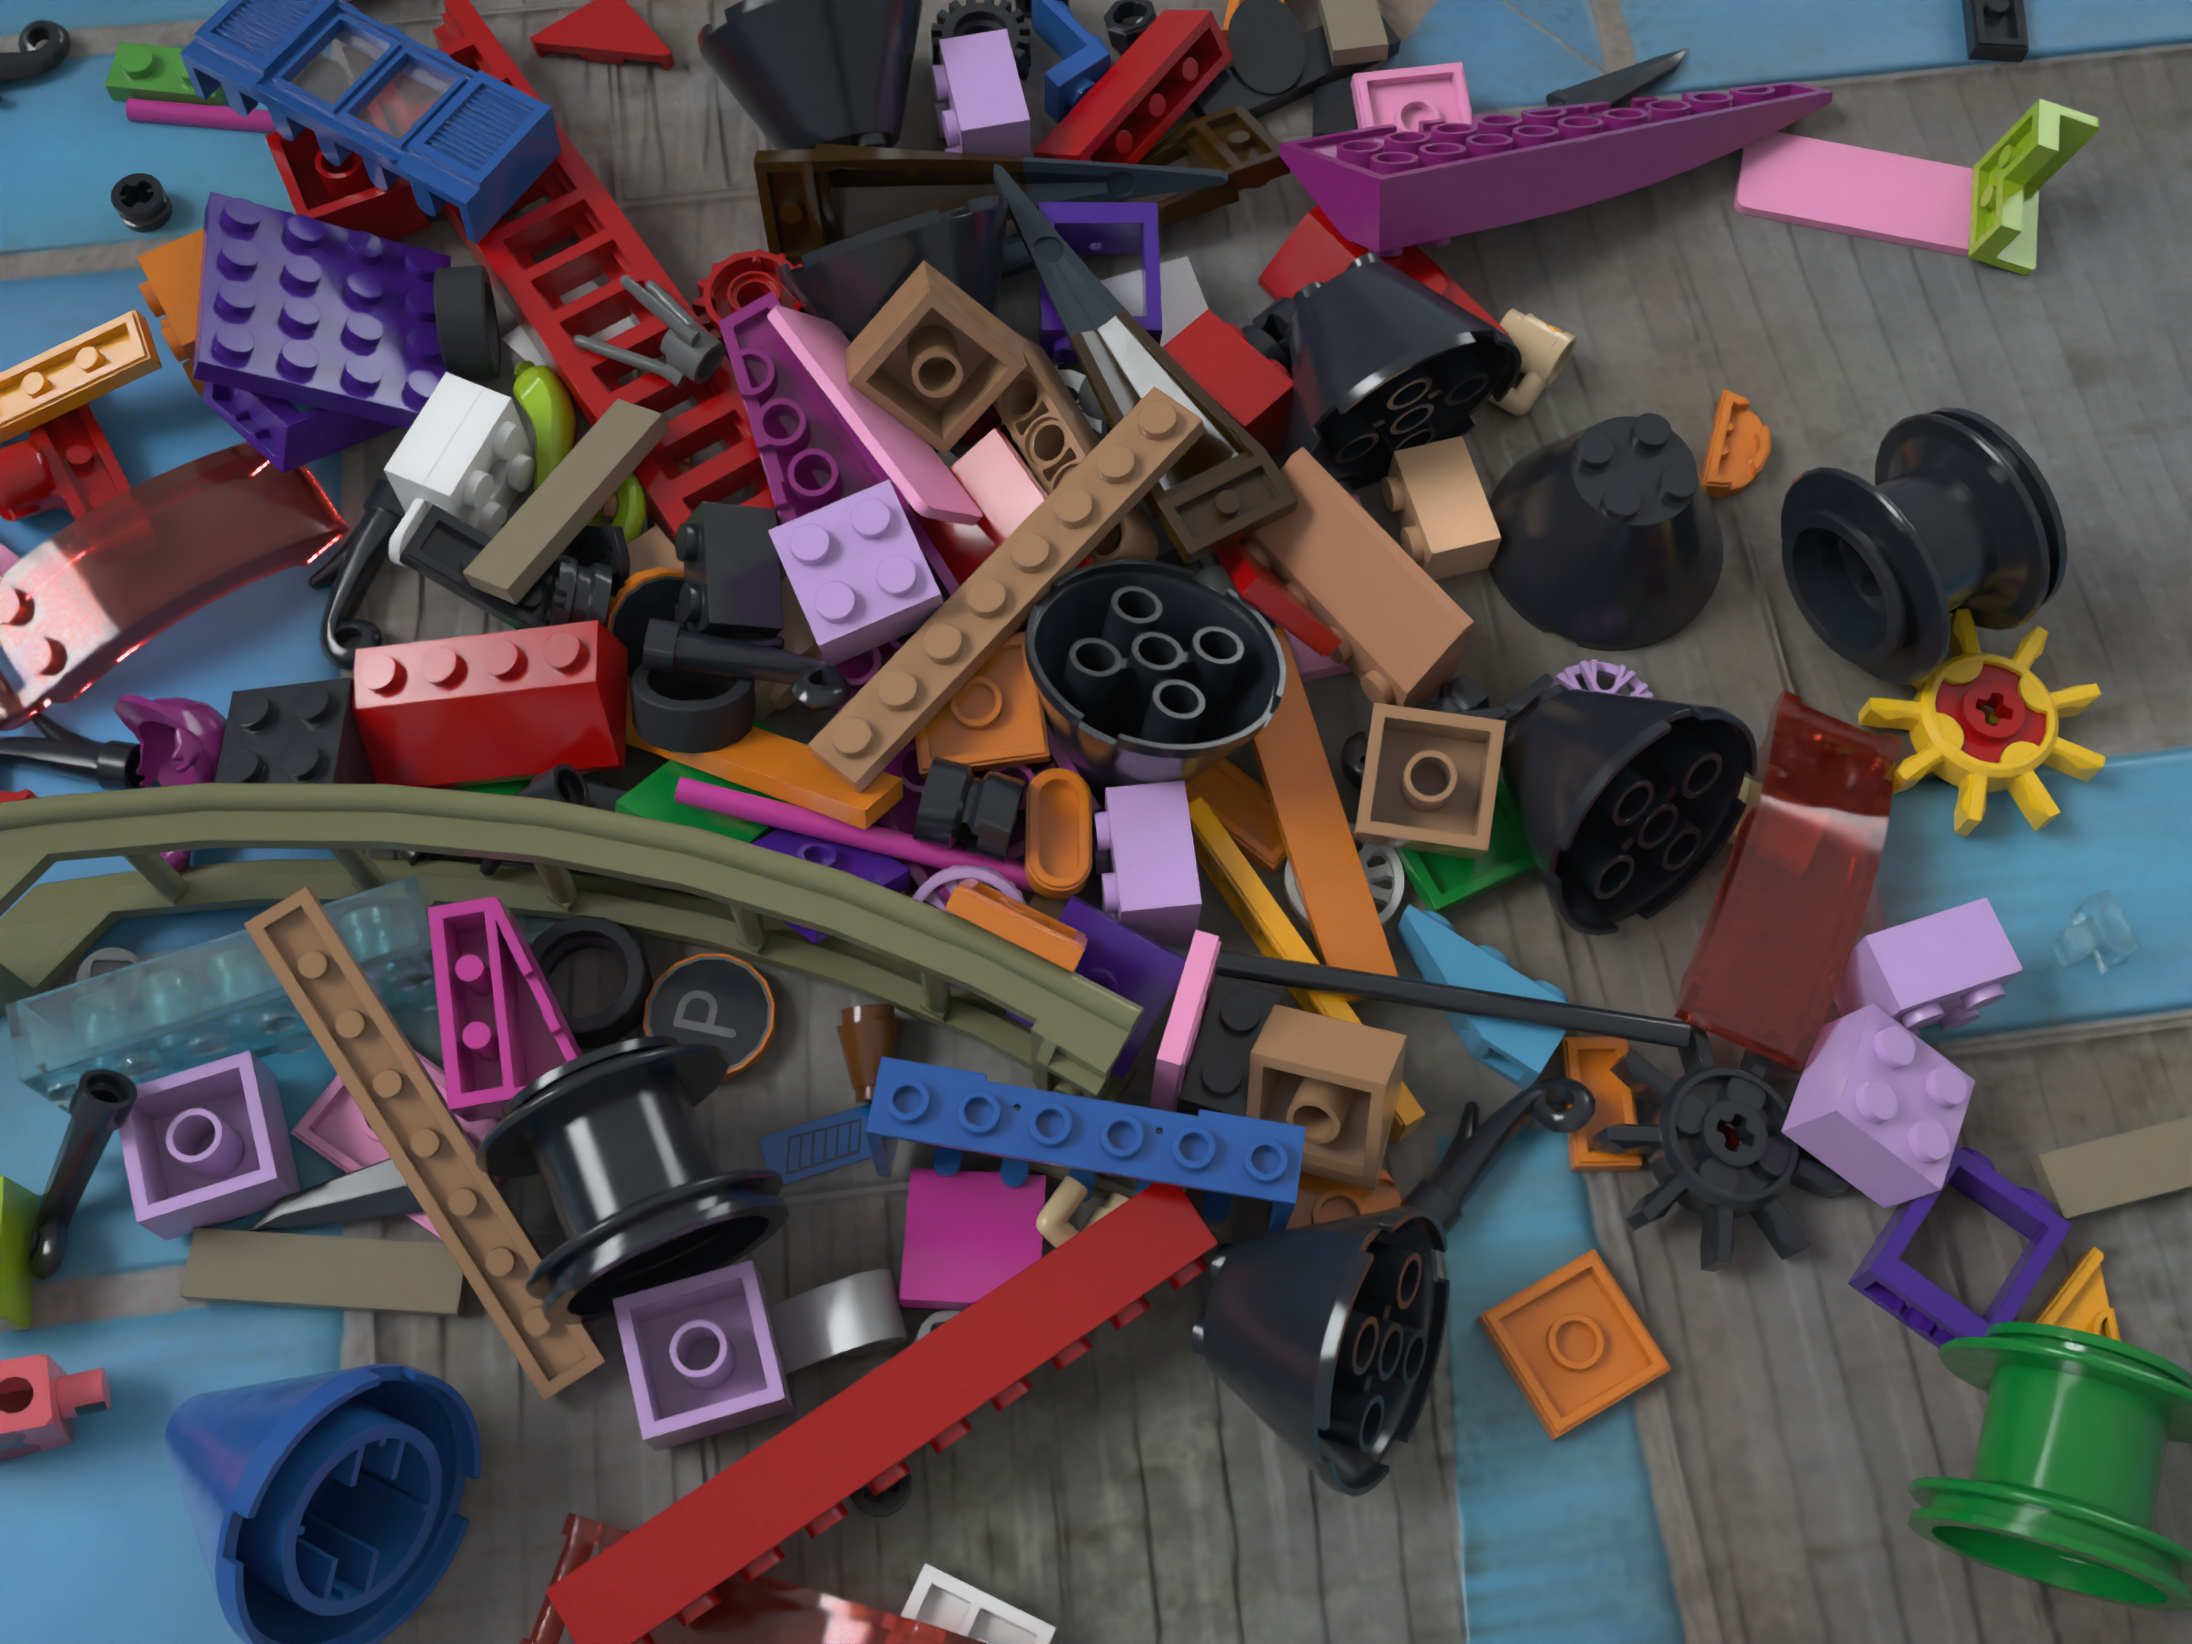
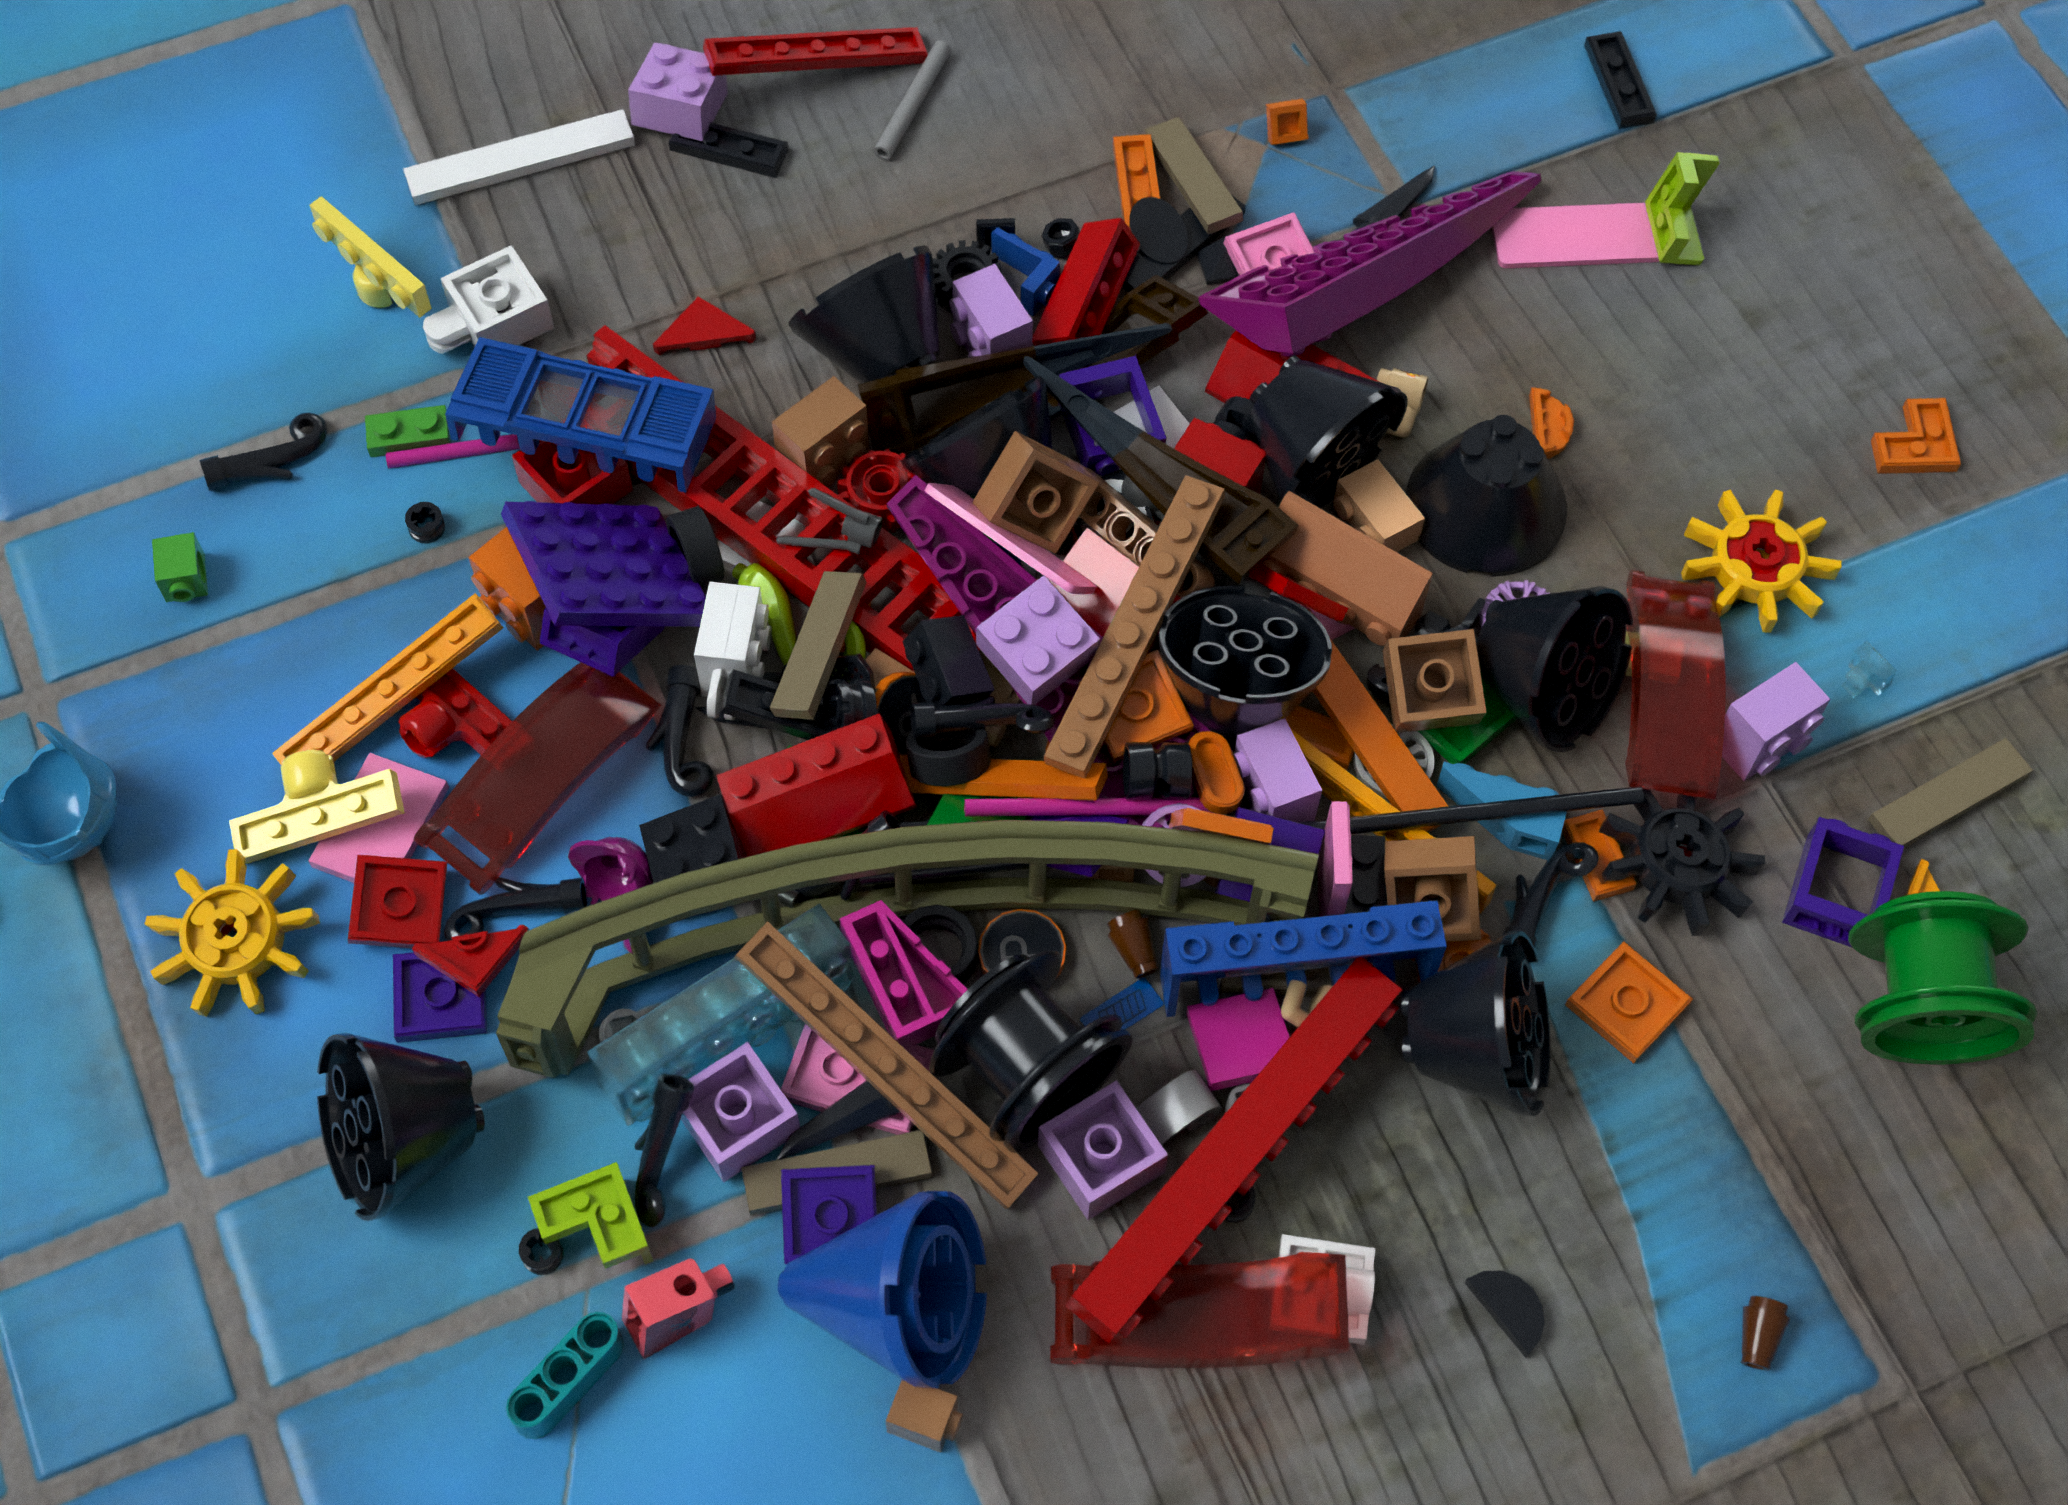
camera: 15 degrees left, 5 degrees down
(283, 1322) = (824, 1204): none -> dark purple plate
(695, 207) = (823, 431): none -> medium nougat brick
(1879, 1107) = (1769, 807): lavender brick -> none
(1944, 529) = (1697, 442): black wheel -> none

